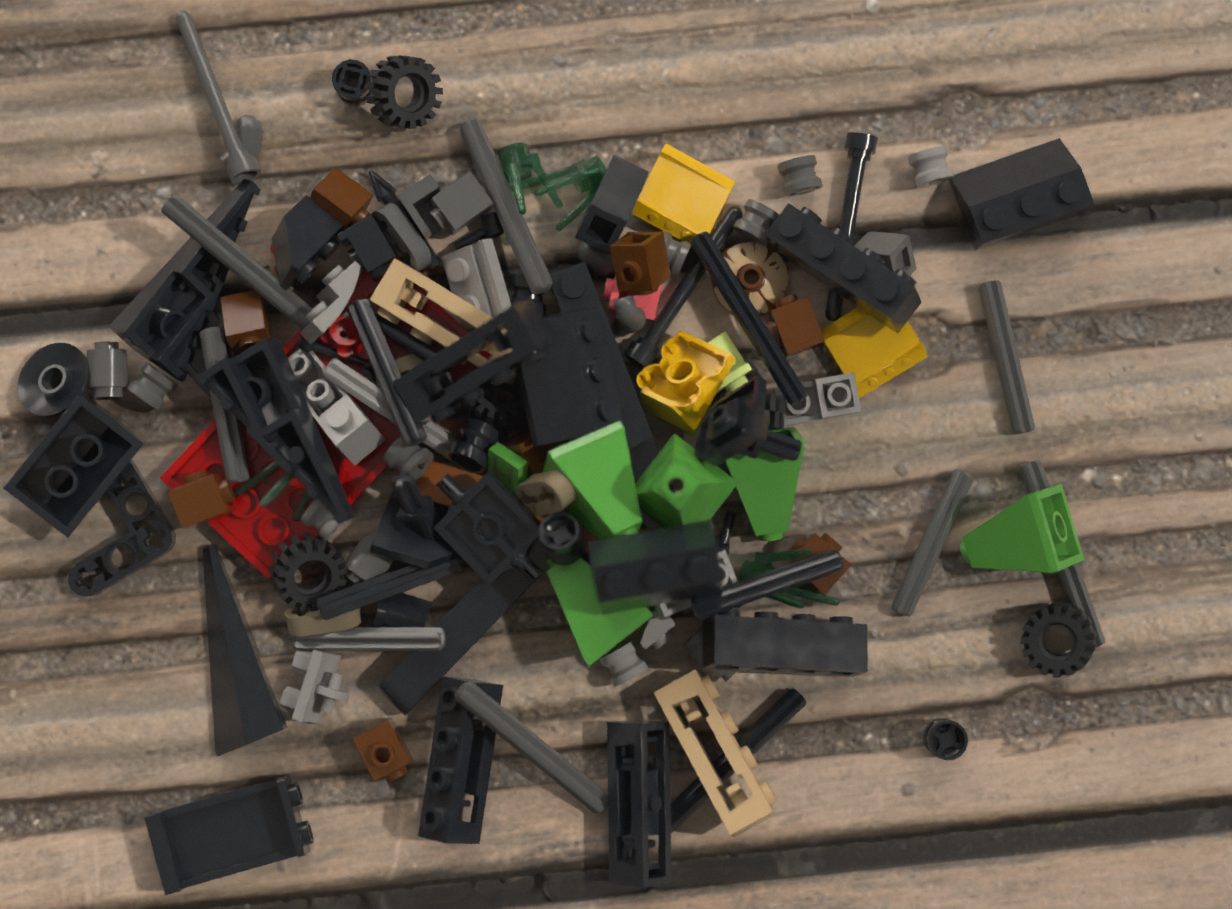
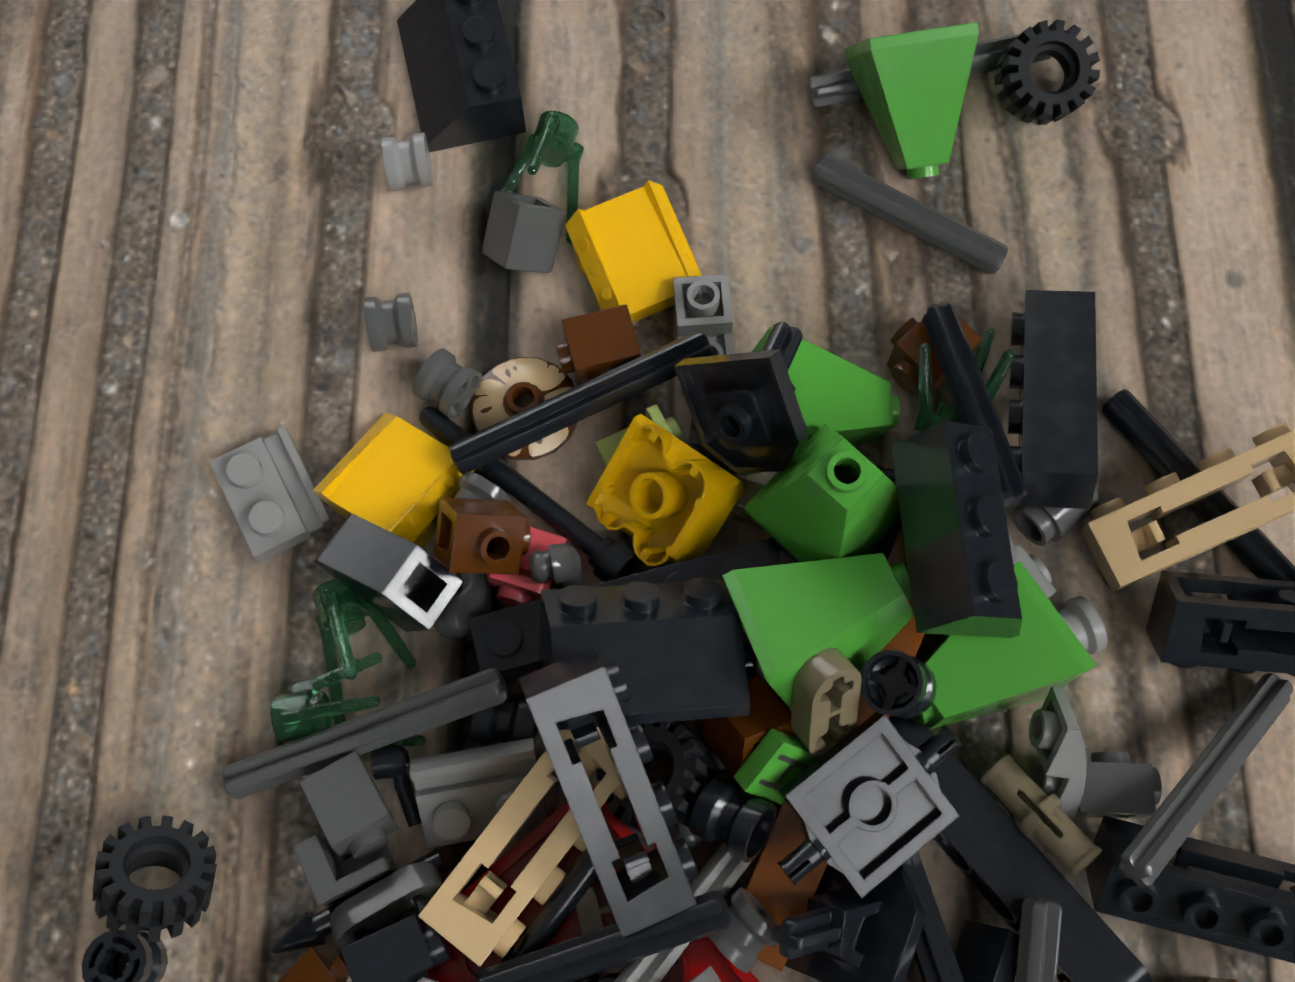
camera: 80 degrees left, 15 degrees down
(496, 640) = (1072, 850): none -> dark tan pin
(523, 689) = (1119, 787): none -> dark grey brick
(545, 646) = (1060, 751): none -> light grey slope
(666, 113) = (271, 494): none -> light grey plate
(843, 267) = (527, 264): black brick -> none
(859, 148) = (367, 246): black piece -> none
(951, 742) = (1176, 219): black wheel -> none
(958, 269) = (551, 146): none -> clear green plant
(1006, 357) = (671, 104): dark grey axle -> none

